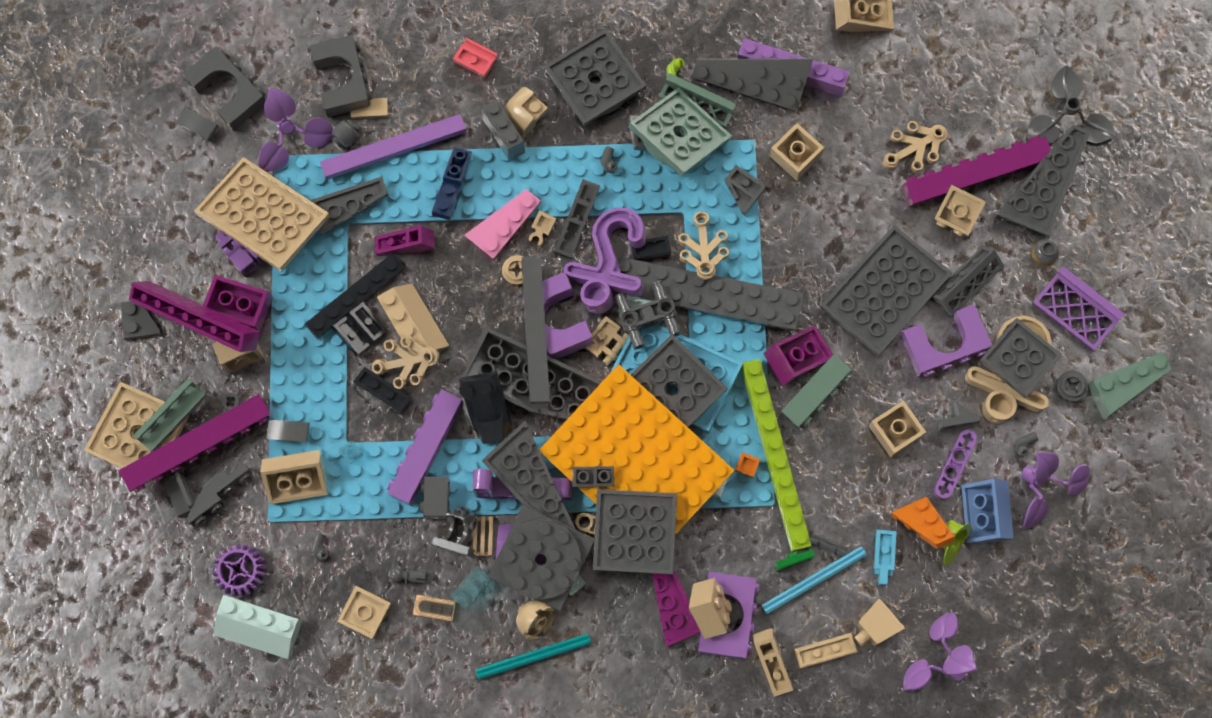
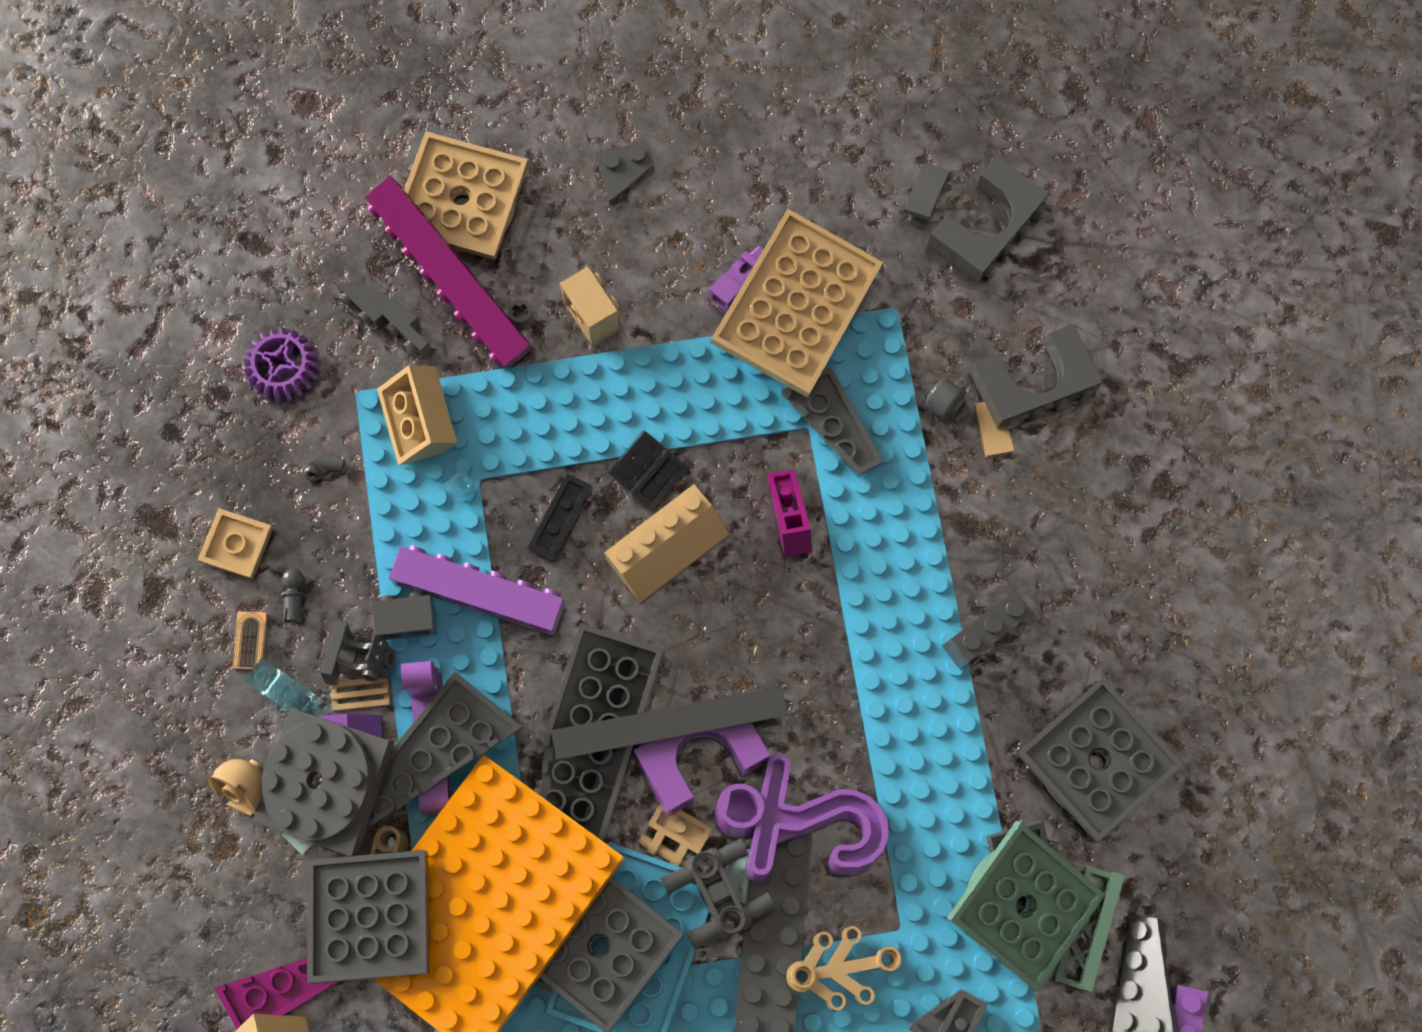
camera: 80 degrees right, 0 degrees up
(170, 415) = (483, 232): sand green fence -> none
(179, 494) = (382, 268): dark grey panel -> none
(194, 316) = (624, 237): magenta brick -> none
(238, 301) = (661, 293): magenta brick -> none
(256, 627) = (206, 402): light aqua slope -> none
(278, 108) = (956, 295): medium lavender plant -> none
(288, 430) = (481, 395): dark grey slope -> none
(354, 295) = (696, 454): black plate -> none
(393, 146) = (936, 473): medium lavender tile -> none
(407, 360) = (609, 570): tan plant -> none
(452, 183) = (887, 567): dark blue slope -> none
(475, 57) = (1102, 571): coral plate -> none
(486, 406) = (544, 667): black slope -> none
(502, 225) = (833, 649): bright pink wing -> none
(509, 265) = (778, 673): tan gear -> none
(525, 110) = (1025, 657): tan brick -> none
(533, 656) = (190, 793): teal axle -> none
(542, 224) = (846, 712): tan plate -> none
(577, 218) = (864, 763): dark grey slope -> none
(593, 476) = (446, 840): dark grey slope -> none
(606, 160) = (962, 796): dark grey arm -> none
(652, 249) = (832, 888): black plate -> none
(675, 66) = (1142, 883): lime arm -> none

